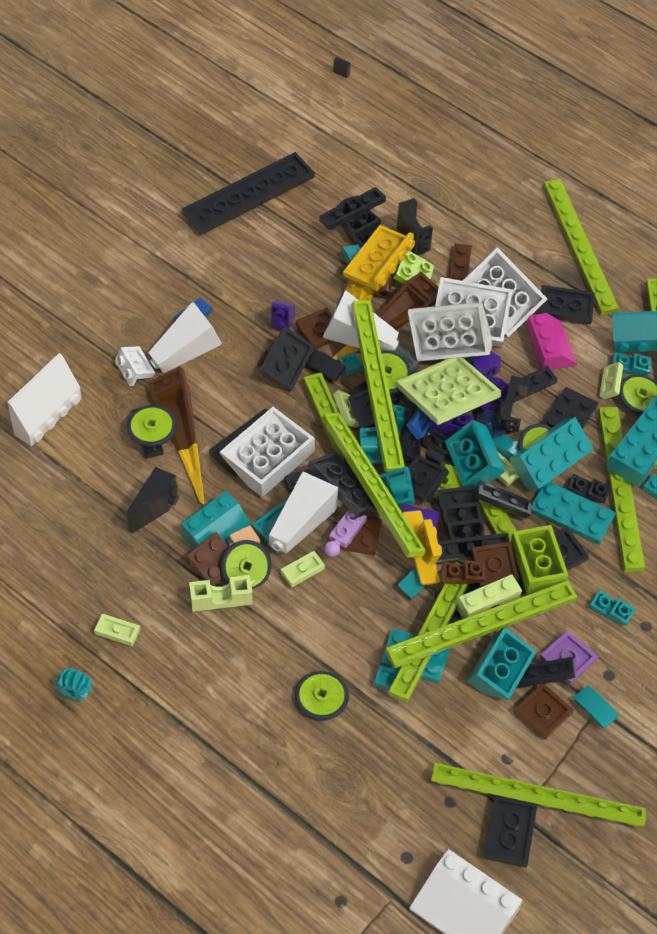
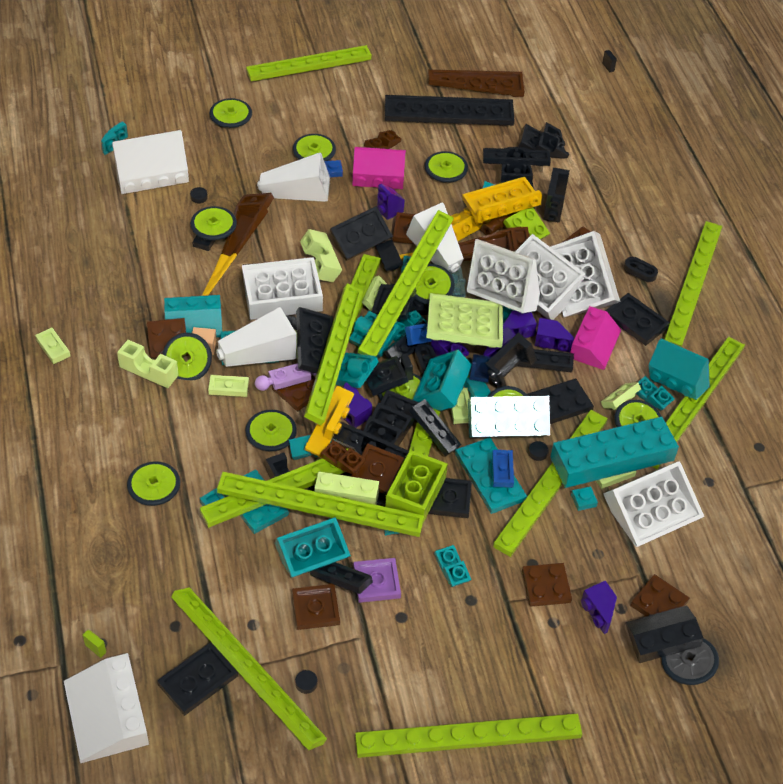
camera: 35 degrees right, 5 degrees down
(56, 306) = (230, 113): none -> lime wheel
(81, 214) = (308, 63): none -> lime plate
(105, 405) = (198, 195): none -> black tile
(133, 364) = (246, 177): white bracket -> none
(153, 499) = (160, 271): black slope -> none
(165, 299) = (313, 144): none -> lime wheel
(219, 257) = (385, 140): none -> reddish brown slope
(245, 287) = (378, 167): none -> dark pink slope
(253, 146) = (485, 81): none -> reddish brown wing
(262, 393) = (319, 246): none -> yellowish green arch
(294, 251) = (446, 166): none -> lime wheel
(353, 178) = (546, 139): none -> black slope
(372, 597) = (259, 429): none -> lime wheel
(407, 860) = (94, 643): none -> lime tile
(411, 618) = (277, 465): none -> black panel
(518, 359) = (553, 336): none -> dark purple slope
(532, 256) = (640, 269): none -> black plate
(584, 501) = (503, 468): none -> blue plate
(589, 468) = (538, 451): none -> black tile
(589, 775) = (306, 681): none -> black tile
(593, 491) = (524, 468): black slope -> none
(596, 706) = (361, 631): teal slope -> none

